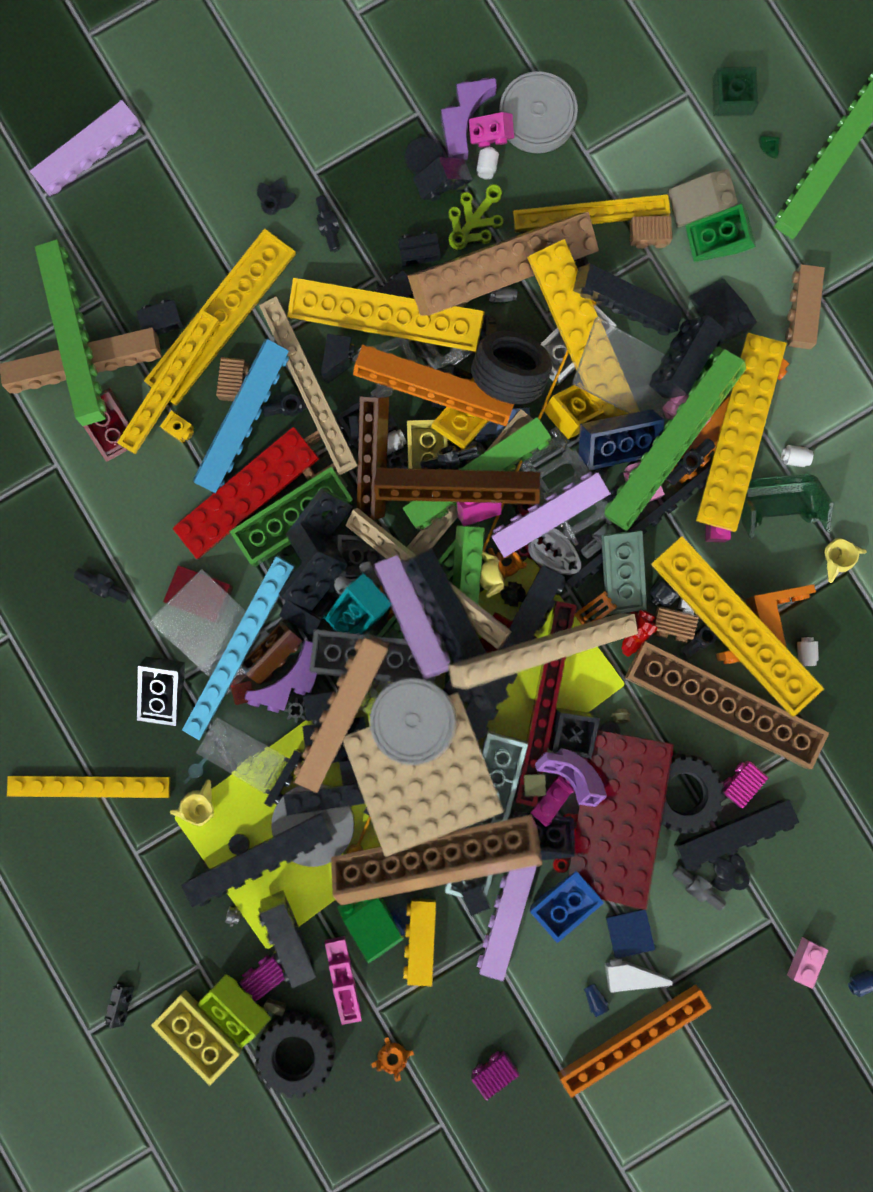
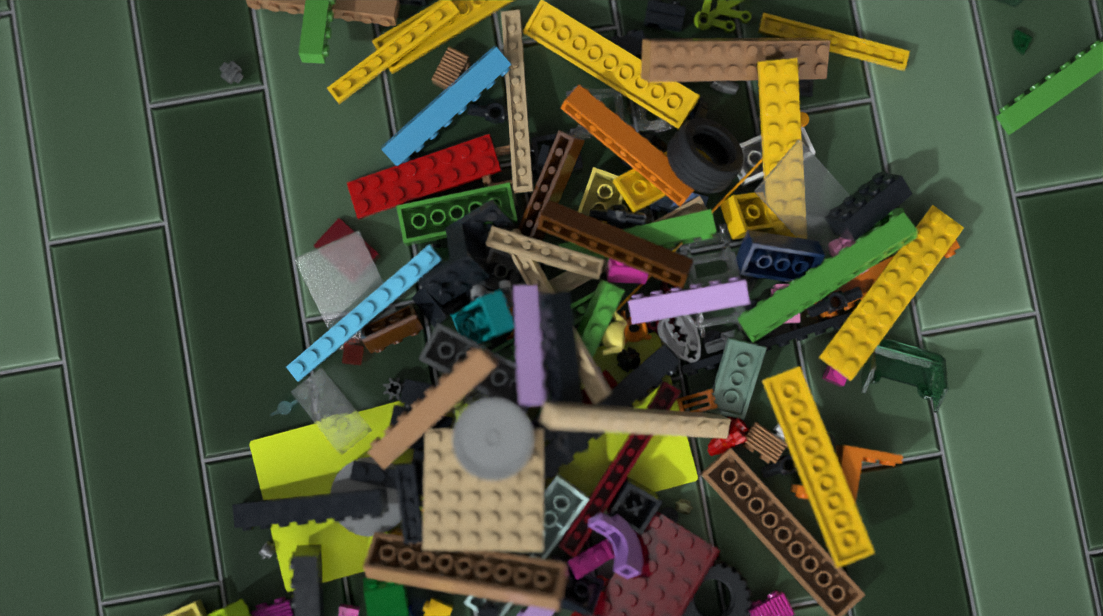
camera: 20 degrees right, 0 degrees up
(17, 463) = (231, 72): none -> dark grey gear
(88, 786) = (184, 385): yellow plate -> none
(101, 585) = (264, 210): black axle -> none
(108, 431) = (321, 75): dark red slope -> none
(117, 1014) = (131, 596): black hinge -> none
(160, 690) = (280, 324): black slope -> none
(170, 423) = (380, 88): yellow brick -> none
(196, 806) = (273, 440): light yellow piece -> none
(239, 844) = (297, 488): black tile -> none
(284, 779) = (360, 446): black plate -> none
(298, 677) = (383, 367): medium lavender arch -> none
(337, 356) = (553, 85): black slope -> none
(354, 815) = (409, 502): none -> black plate
(392, 521) = (545, 252): none -> tan tile
(394, 458) = (569, 196): black gear -> none
(395, 441) = (576, 181): white brick -> none
(534, 785) = (580, 538): olive tile -> none
(627, 299) = (834, 134): black brick -> none
(650, 231) = (881, 79): medium nougat brick -> none
(663, 593) = (763, 411): black head -> none
(702, 197) = (940, 67): dark tan slope -> none
(721, 234) = (944, 105): green slope -> none
(725, 308) = (921, 175): black slope -> none
(797, 456) = (935, 333): white brick -> none
(805, 306) = (995, 201): medium nougat brick -> none
(808, 651) = (875, 514): white brick -> none
(841, 557) = (939, 440): light yellow piece -> none

